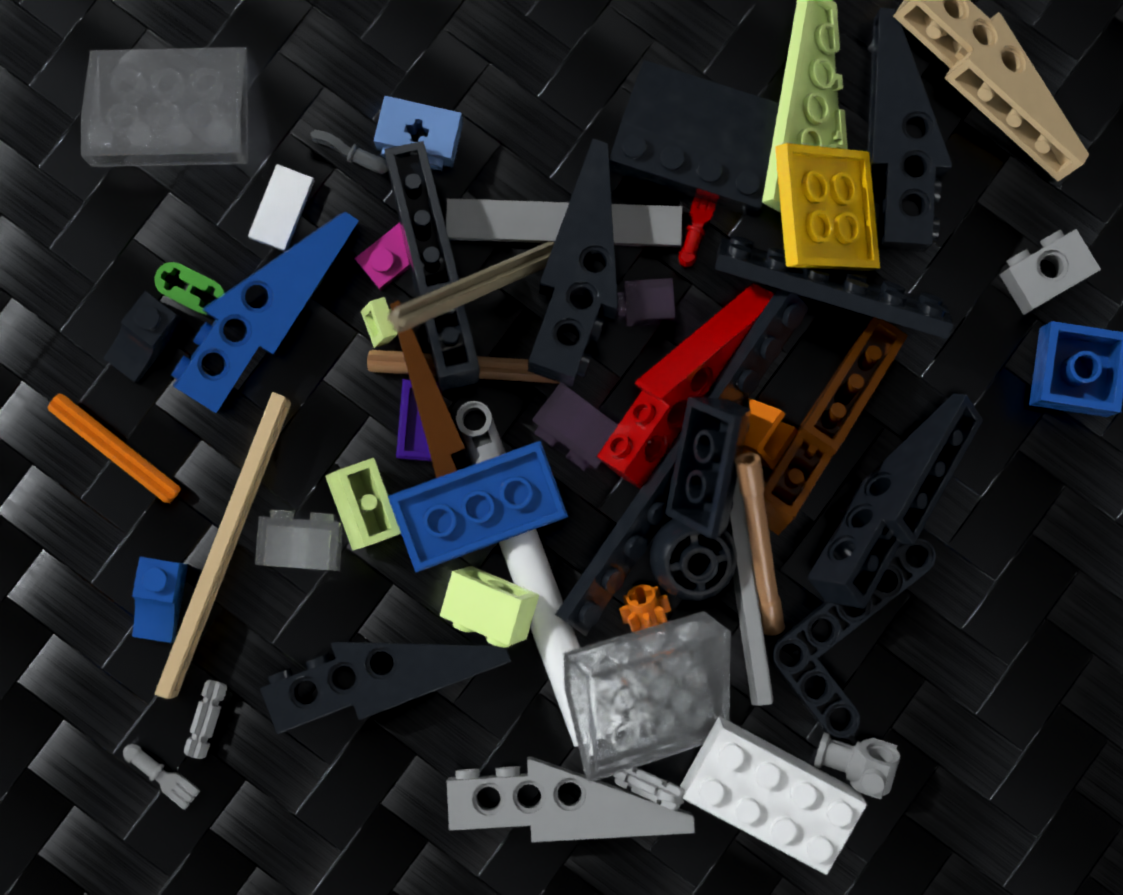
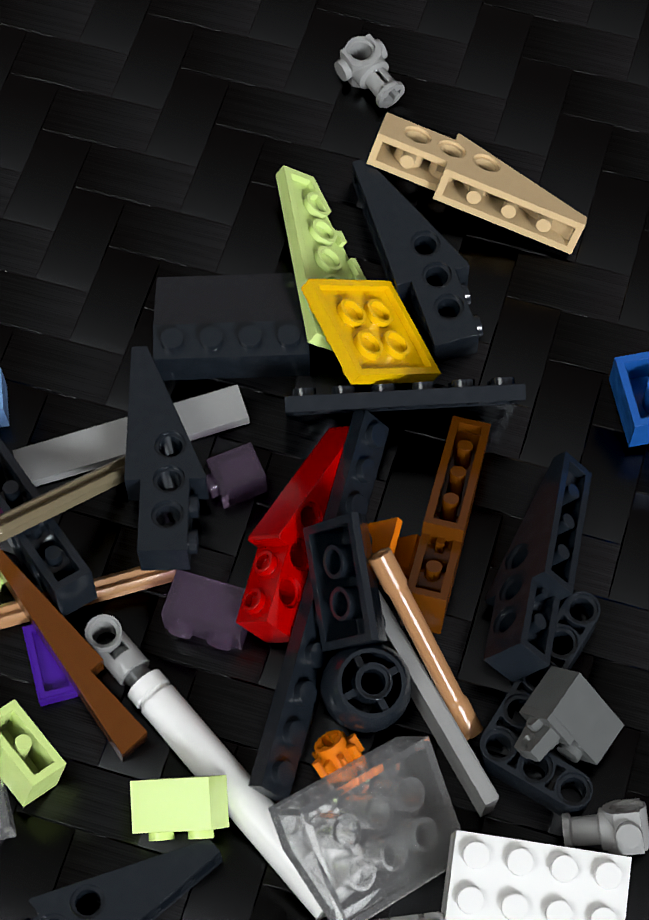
camera: 15 degrees left, 20 degrees down
(477, 506) = (134, 709): blue tile -> none
(700, 214) = (258, 388): red piece -> none
(862, 654) = (569, 714): none -> dark grey hinge
(1071, 262) = (590, 345): light grey brick -> none

